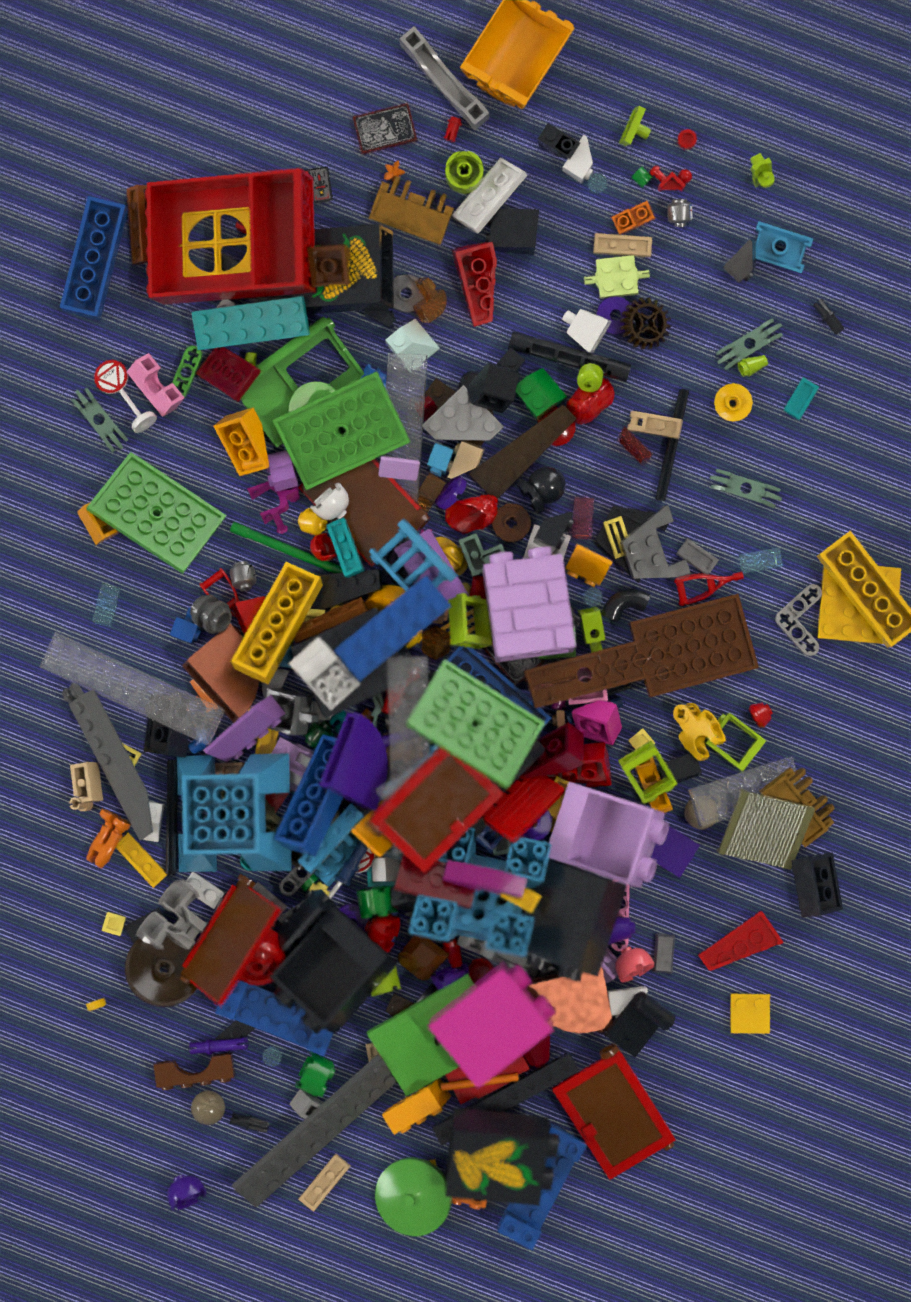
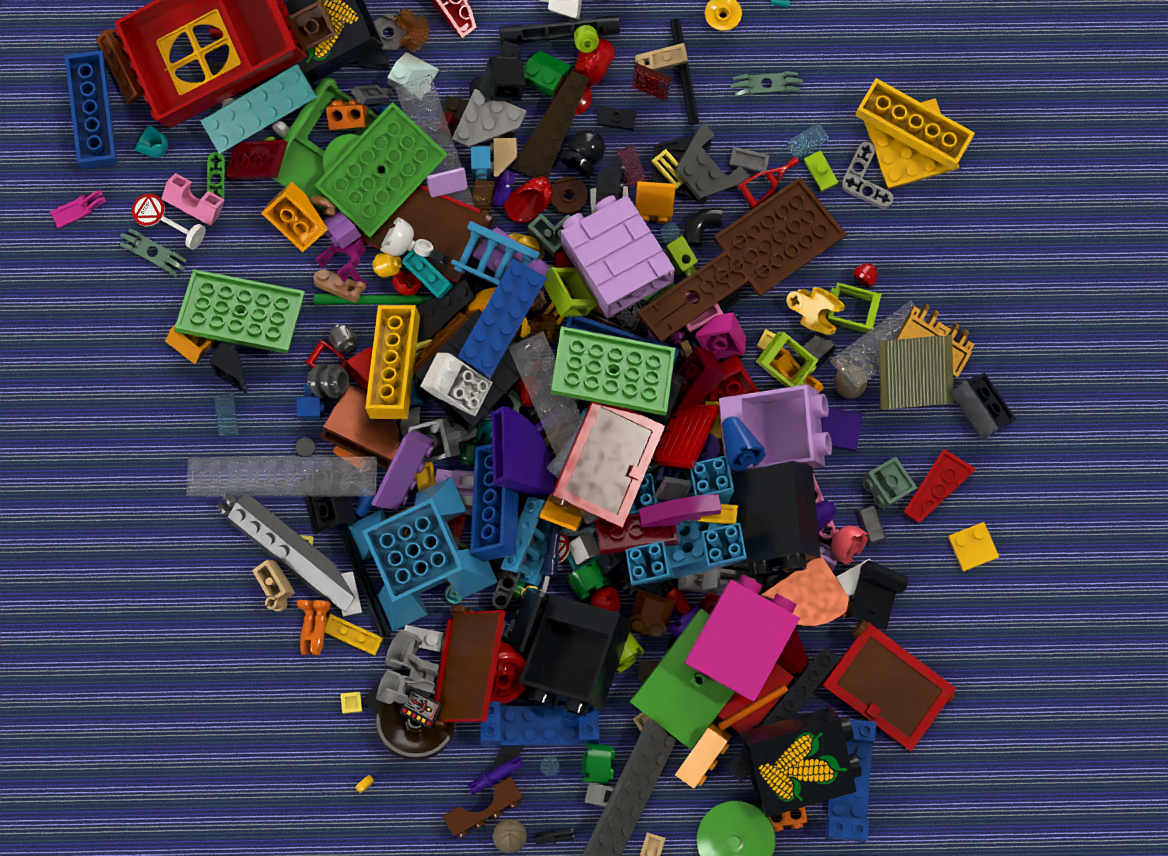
camera: 30 degrees left, 10 degrees down
(43, 349) = (77, 209): none -> dark pink arm
(125, 564) = (228, 366): none -> black slope
(135, 310) = (148, 139): none -> teal hair
(167, 665) = (305, 447): none -> dark grey tile
(172, 959) = (420, 708): none -> piece
(250, 514) = (333, 284): none -> medium nougat plate
(266, 348) = (280, 128): none -> white tile
(275, 437) = (324, 201): none -> medium nougat arm
(332, 365) = (348, 119): none -> orange brick
(351, 521) = (423, 247): none -> white tile
(362, 535) = (439, 257): none -> black tile
(363, 351) = (371, 94): none -> dark grey hinge
(488, 855) = (673, 489): none -> flat silver piece
(568, 838) = (741, 445): none -> blue cone
(588, 464) = (616, 117): none -> black plate
(696, 922) = (888, 483): none -> sand green plate
(761, 595) = (821, 171): none -> lime tile

